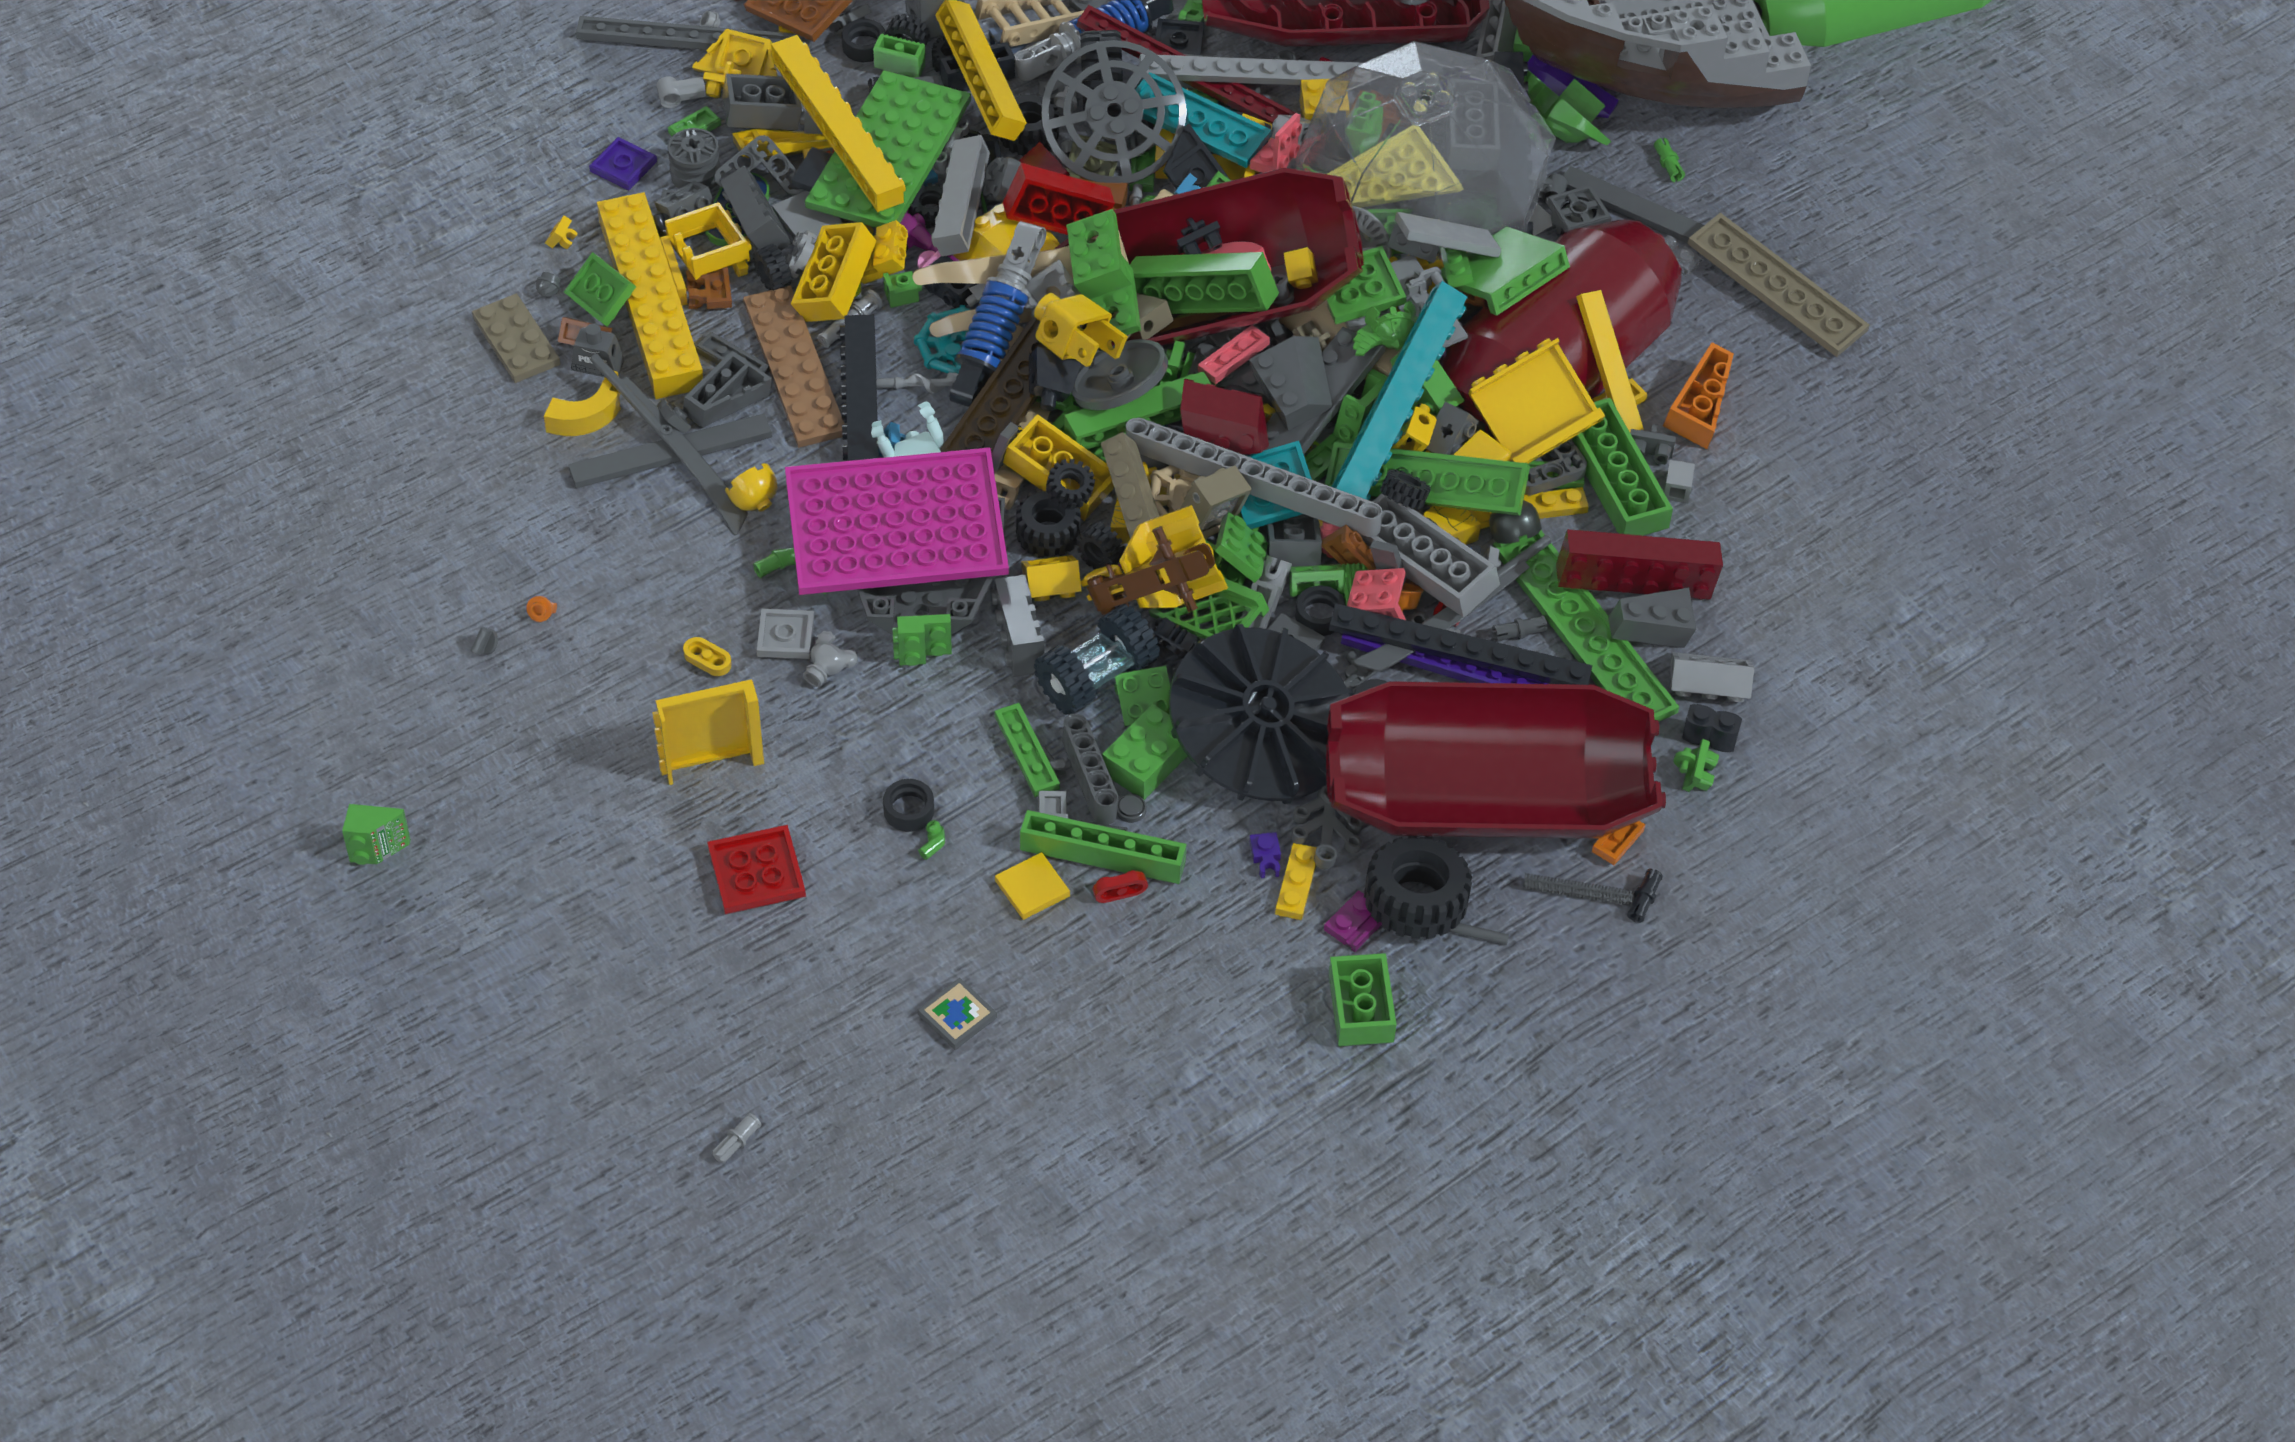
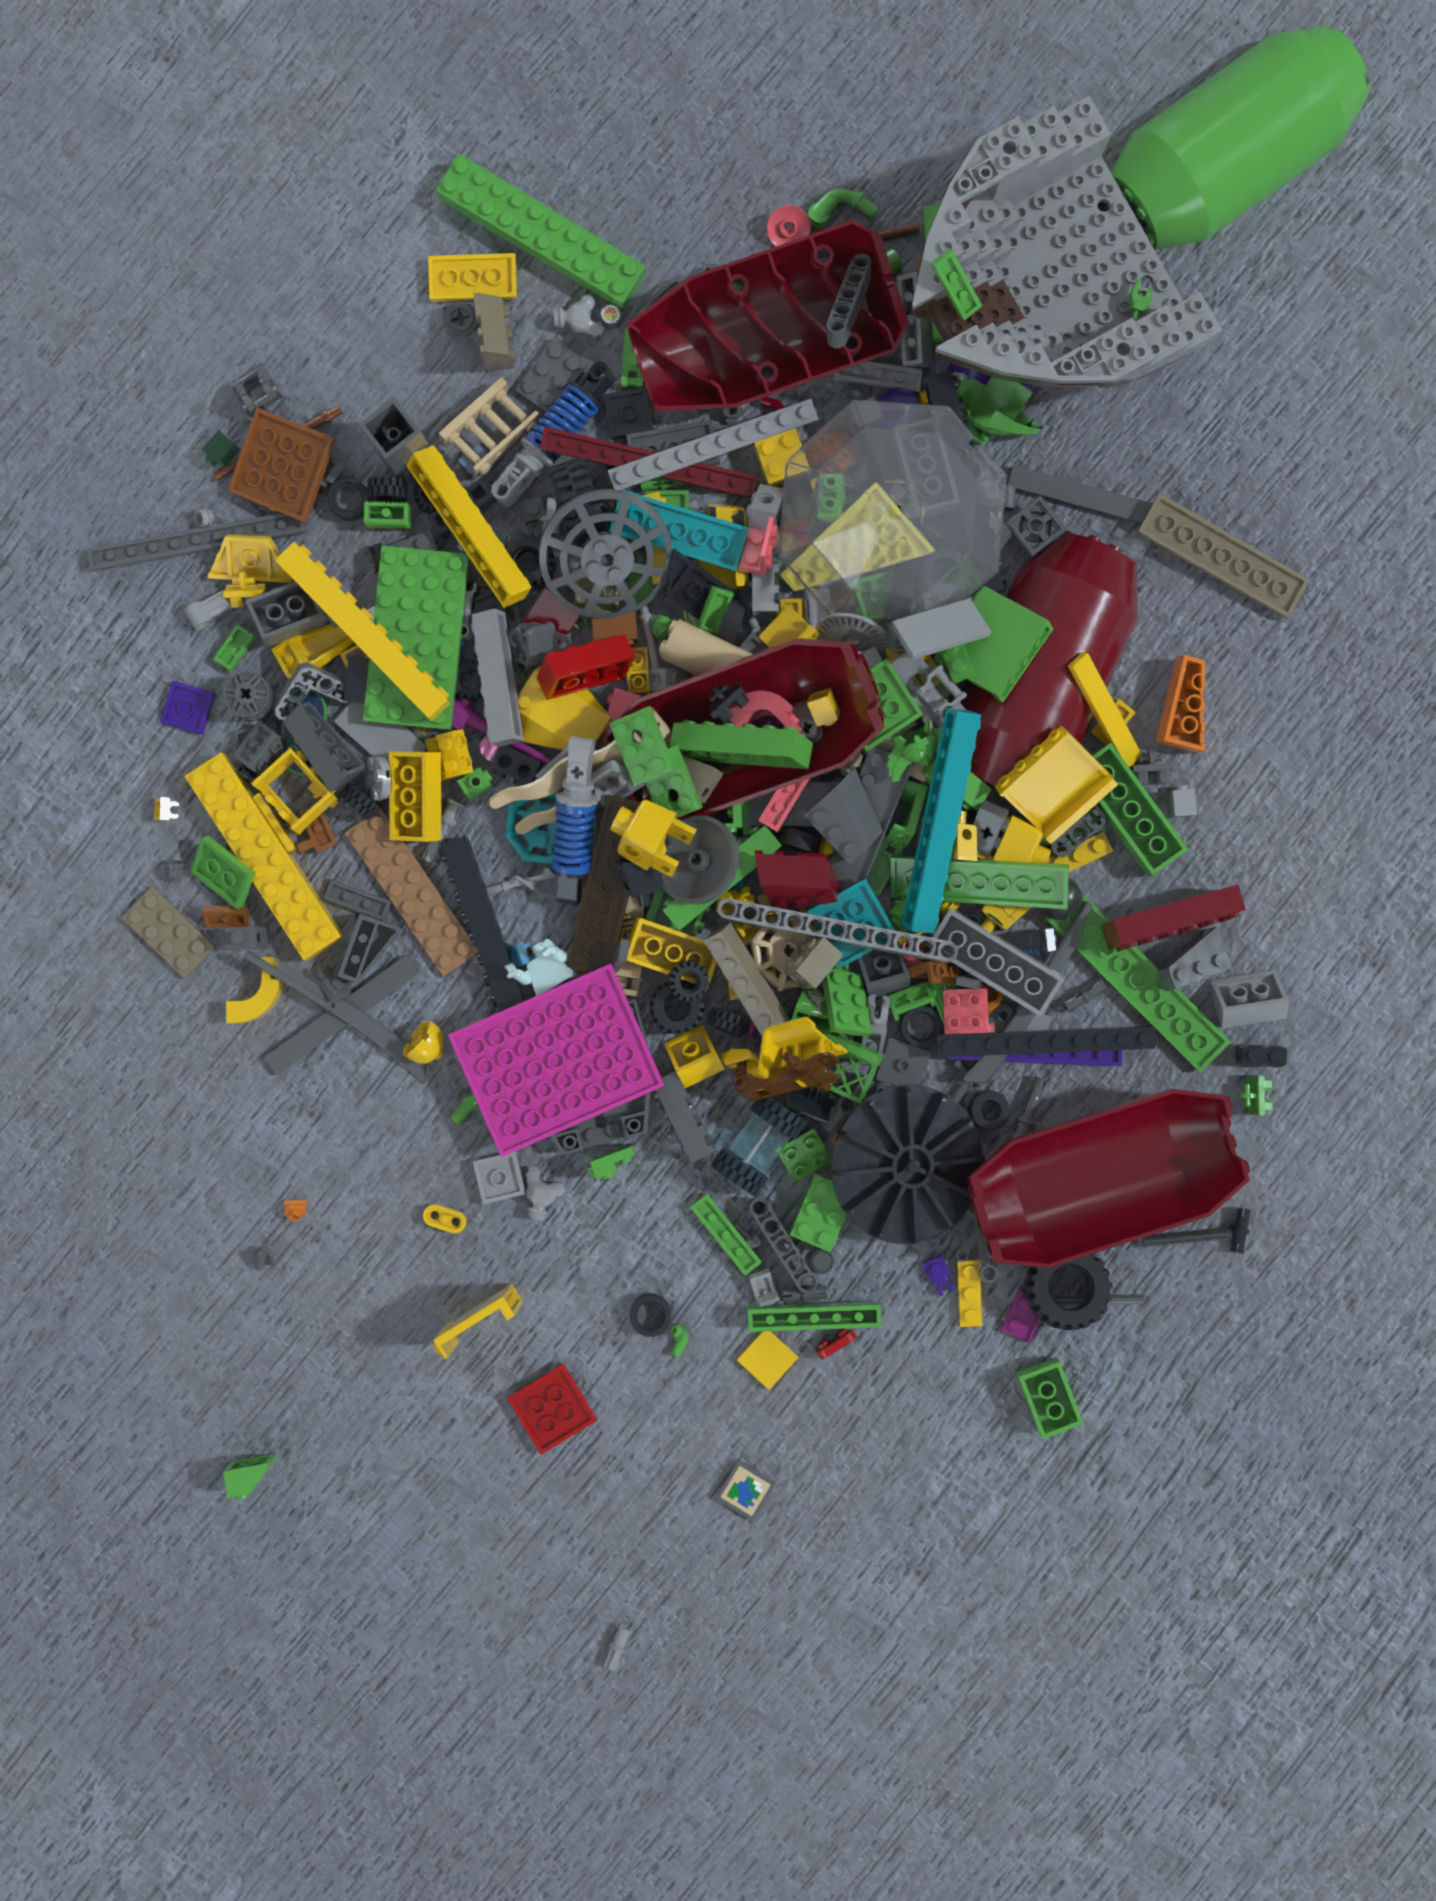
camera: 10 degrees left, 35 degrees up
(1186, 185) = (689, 611): dark azure tile -> none
(1405, 489) = (965, 917): black tyre -> none
(1669, 159) = (1097, 429): bright green pin -> none

